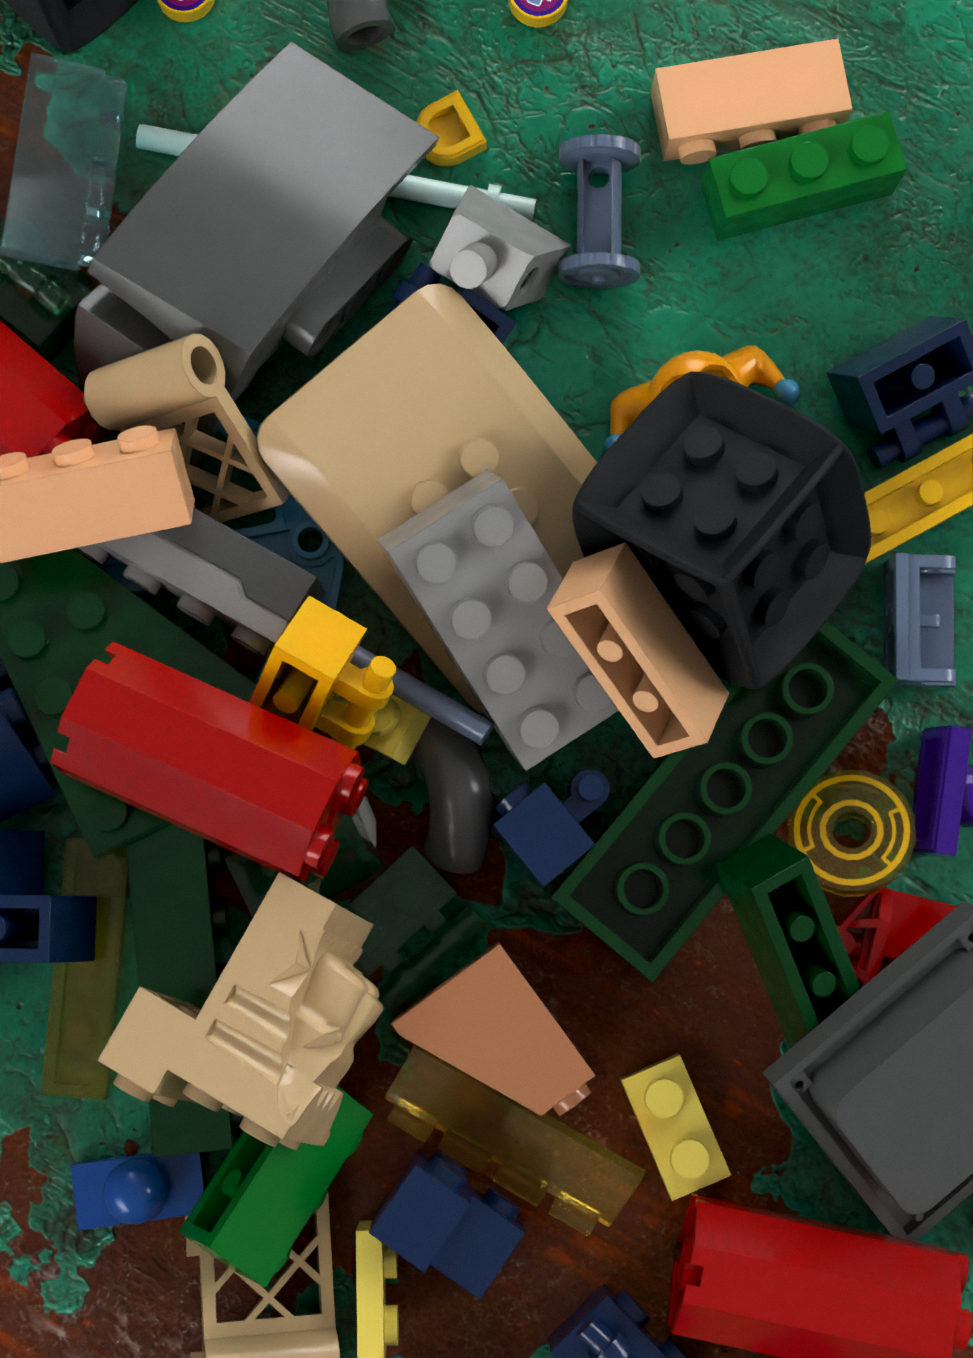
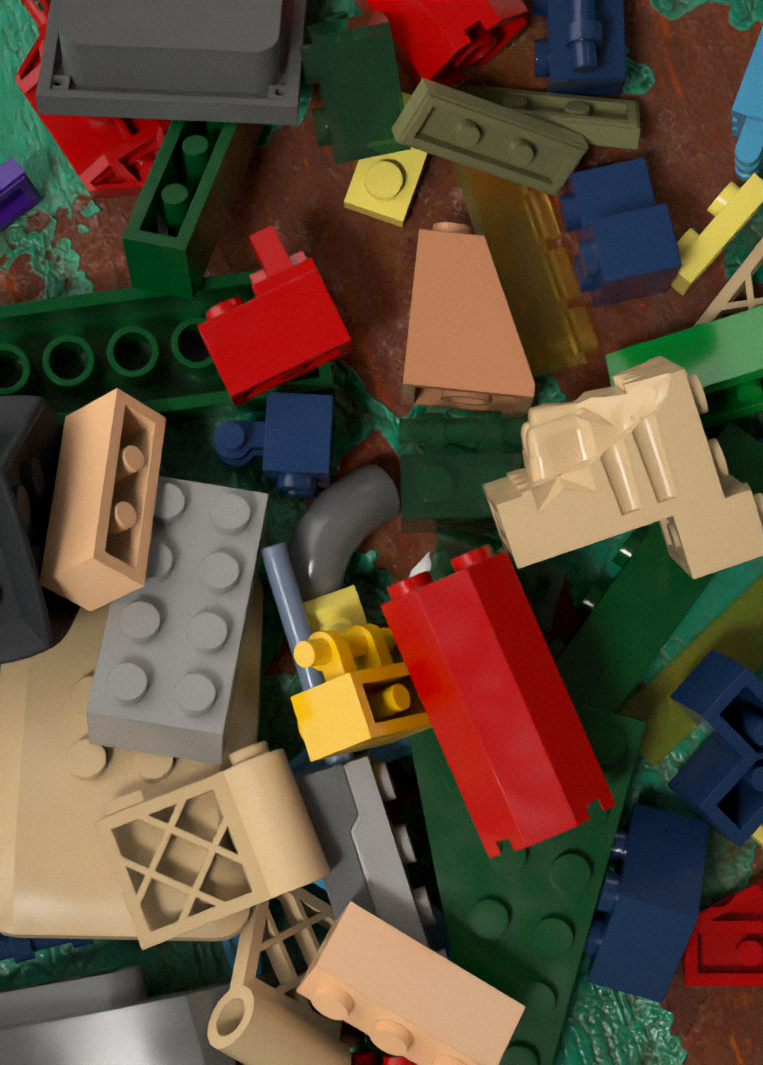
camera: 135 degrees left, 0 degrees up
(303, 525) = (265, 825): none -> tan piece
(587, 1264) = (598, 119): none -> olive tile
(610, 1201) = (489, 137): none -> olive tile
(628, 896) = (280, 331): none -> red hinge
(748, 1150) = (356, 85): none -> clear green brick
(860, 797) = (33, 236): clear yellow tile -> none

